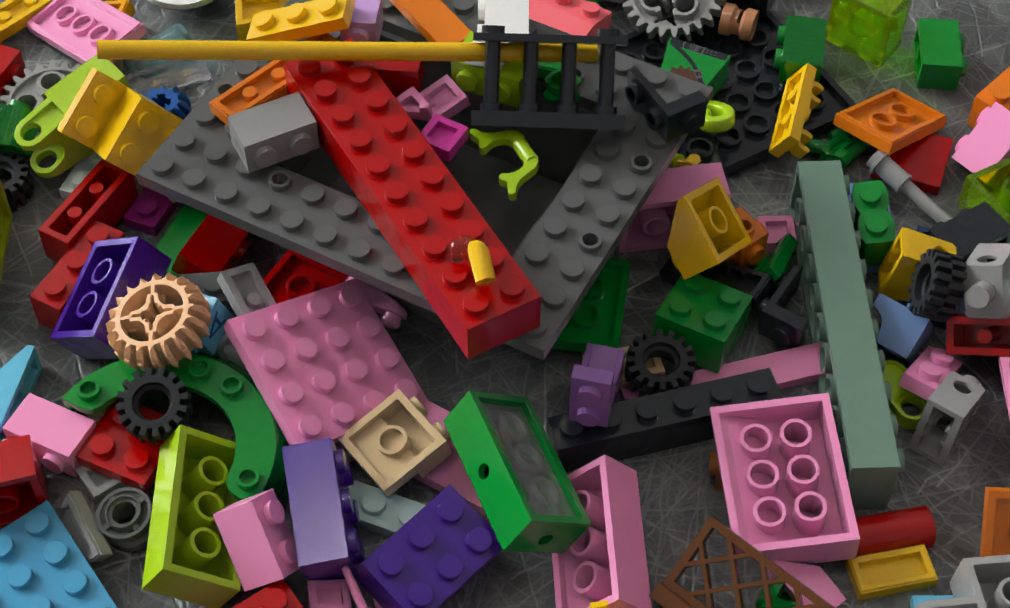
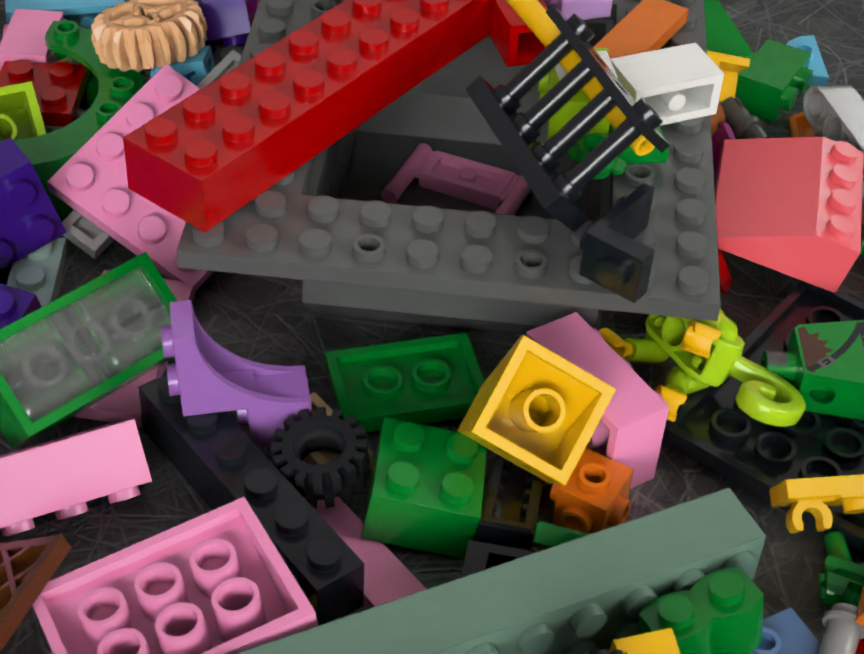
camera: 65 degrees right, 10 degrees down
(138, 389) = (59, 68): black tyre -> none
(396, 442) = (96, 248): tan plate -> none
(439, 98) = (488, 61): bright pink slope -> none
(445, 136) = (443, 84): dark pink plate -> none
(476, 254) = (219, 97): yellow arm -> none
(517, 141) = (454, 163): lime helmet -> none

